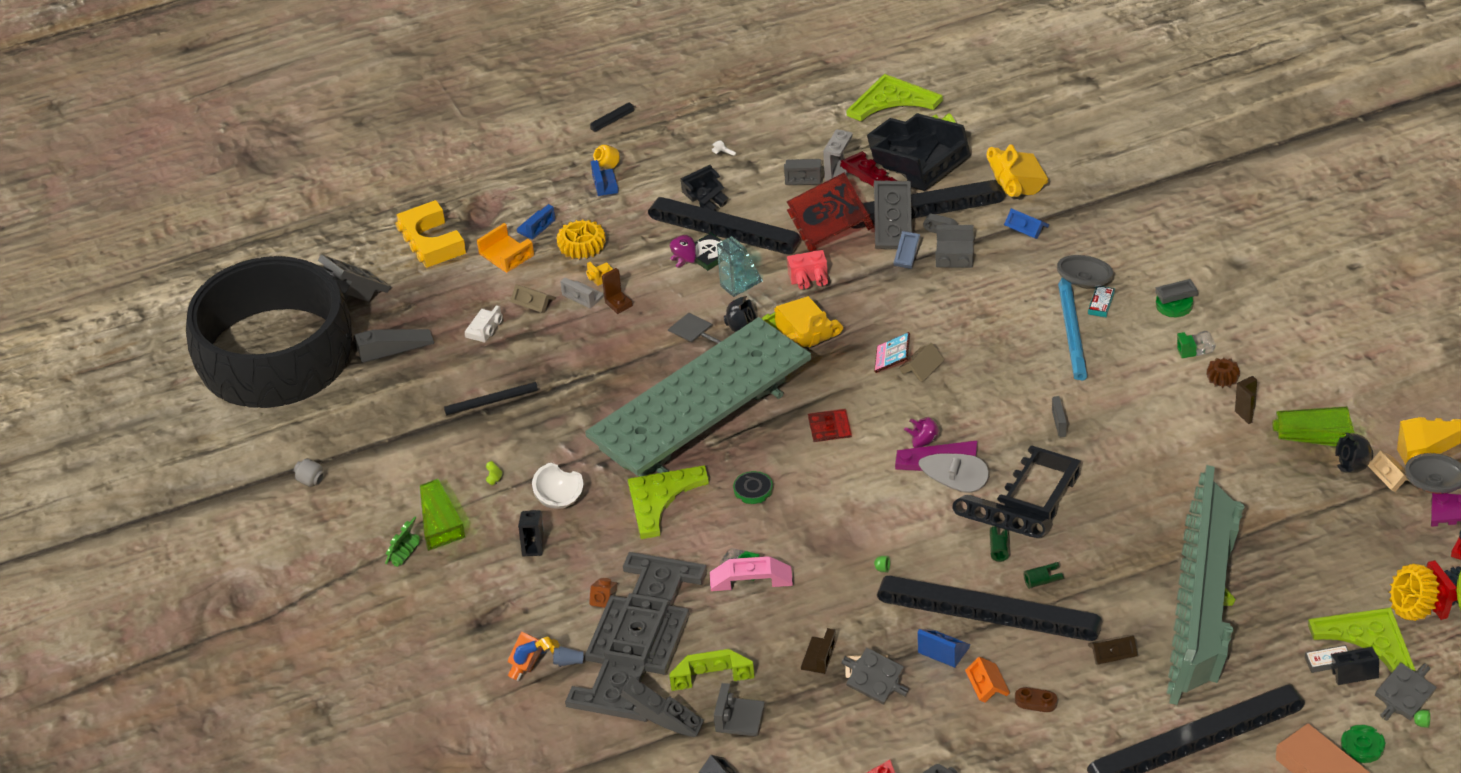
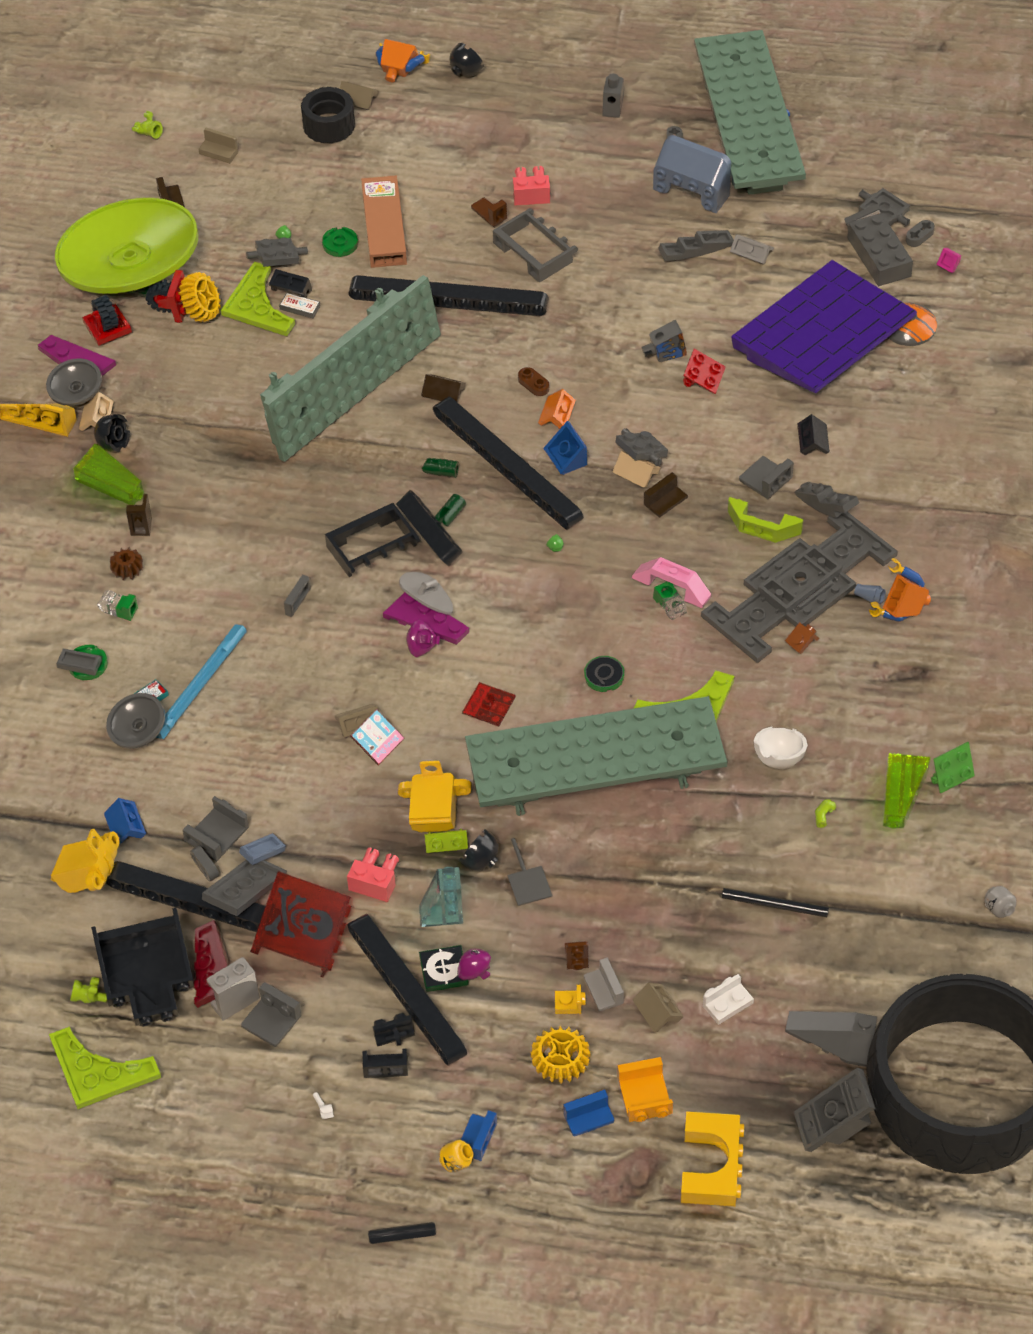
camera: 150 degrees left, 10 degrees up
(531, 525) = (830, 718): black torso -> none

